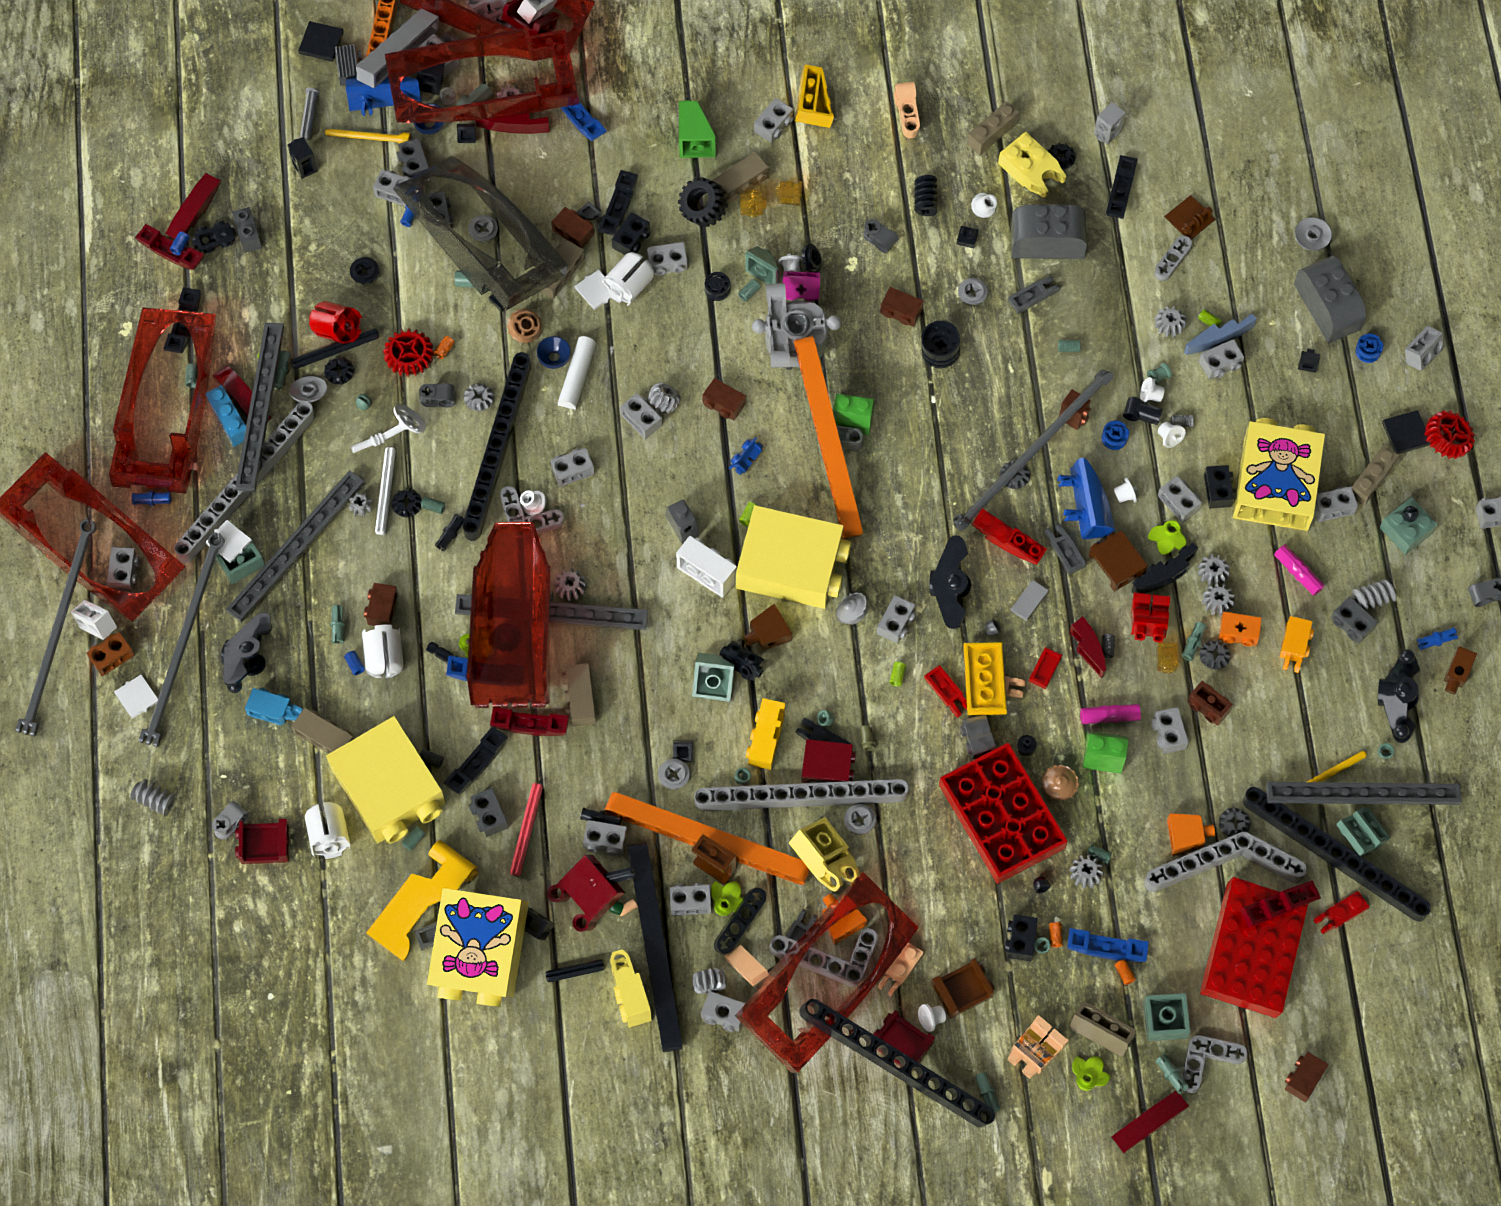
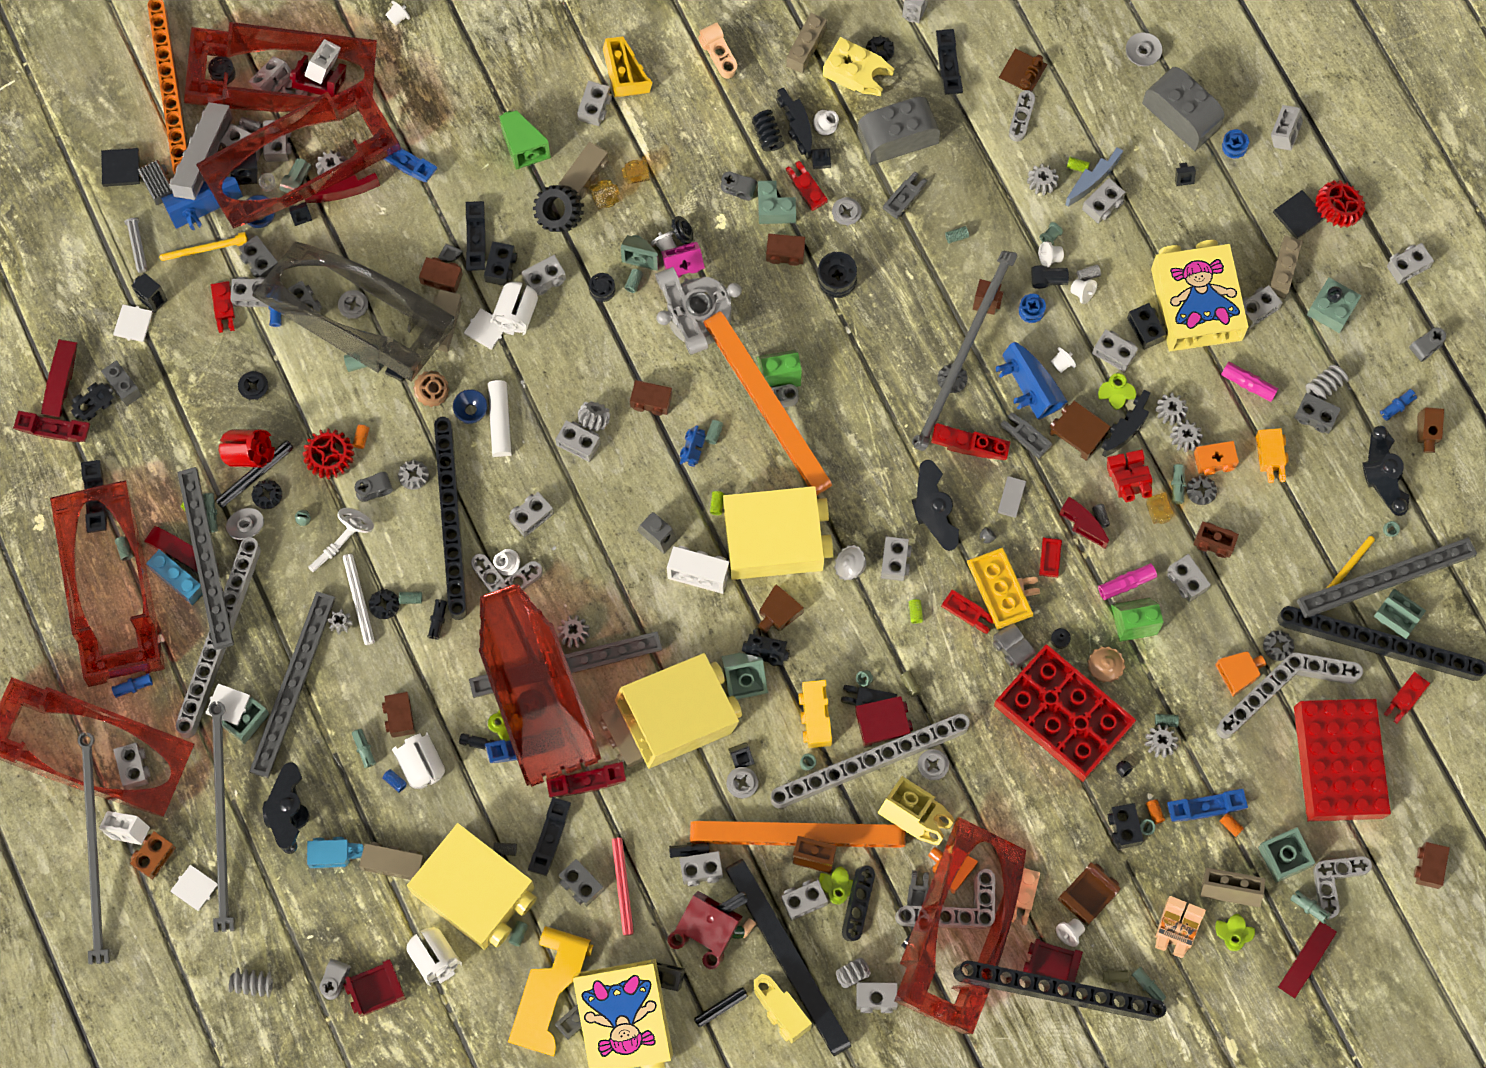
camera: 20 degrees left, 5 degrees up
(179, 244) = (59, 422): blue piece -> none
(278, 181) = (133, 323): none -> white piece
(364, 192) = (222, 305): none -> red hinge
(473, 63) = (281, 155): none -> light grey brick
(638, 685) = (678, 709): none -> light yellow brick
(746, 965) = (882, 945): light nougat tile -> none
(768, 451) = (714, 432): none -> sand green piece
(903, 265) = (774, 209): none -> sand green brick
(944, 258) = (807, 187): none -> red hinge
(958, 196) = (799, 122): none -> black slope
(1280, 904) = (1354, 712): dark red slope -> none

